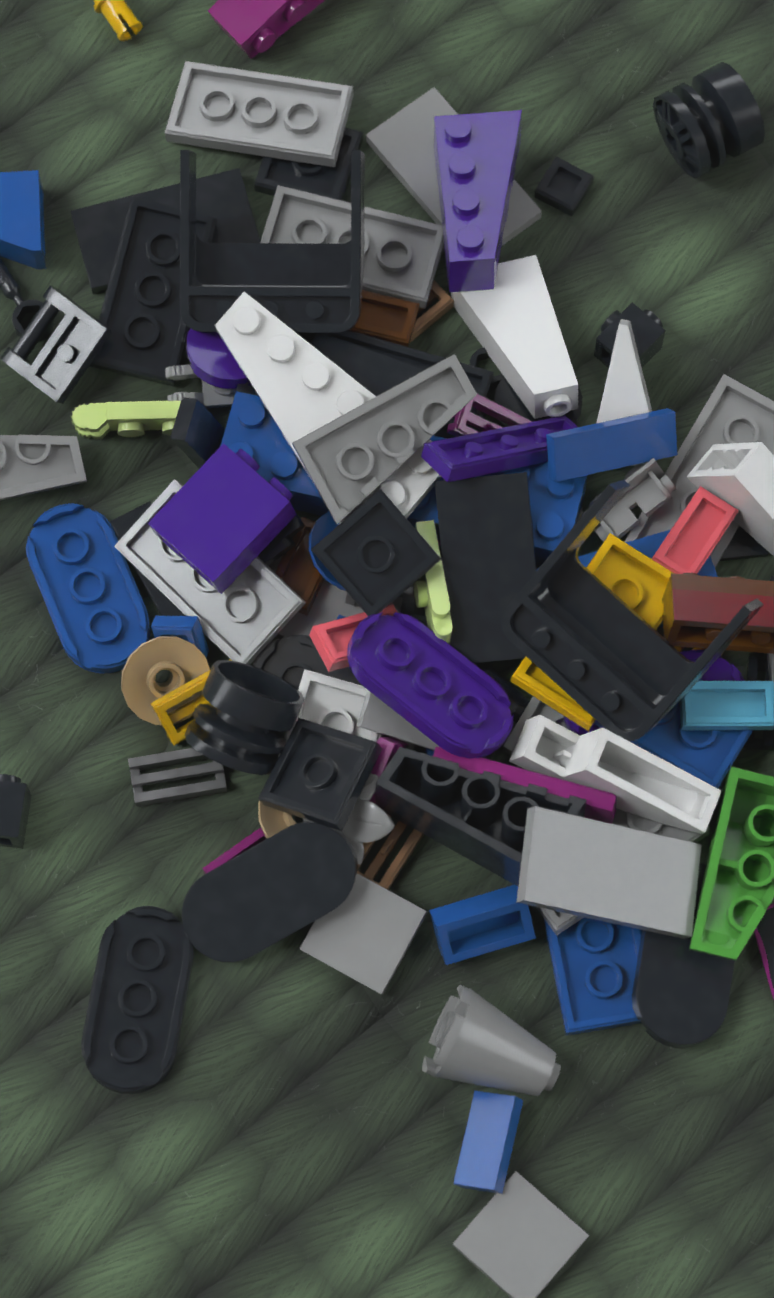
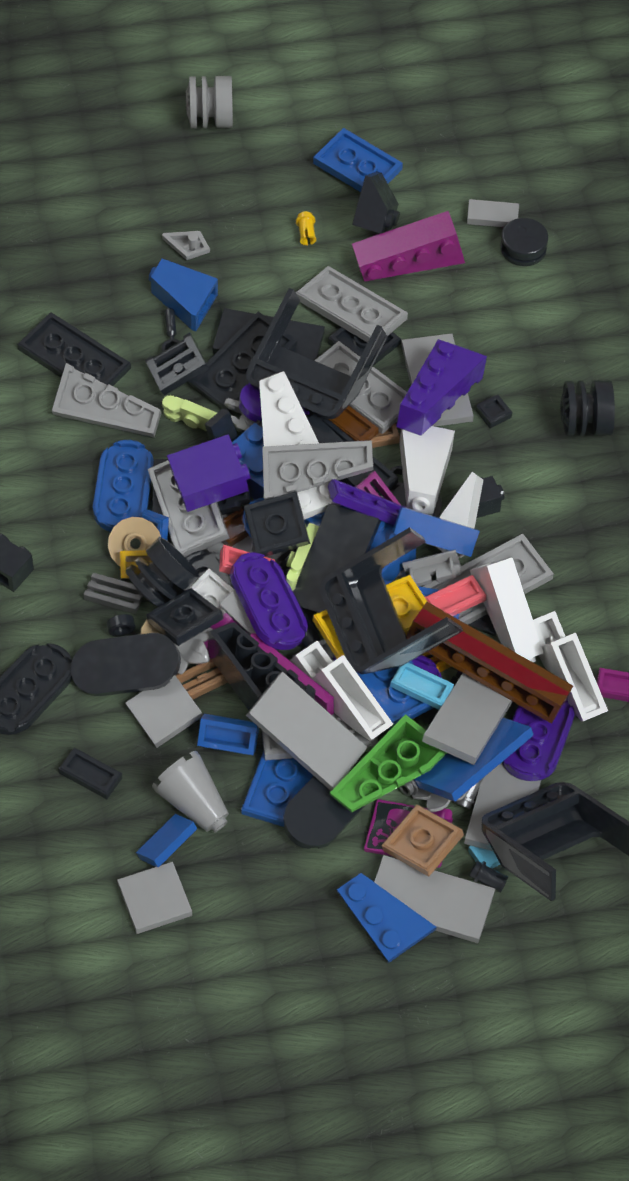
camera: 25 degrees right, 15 degrees down
(221, 826) = (121, 625): none -> black tile
(311, 1089) = (90, 773): none -> black tile

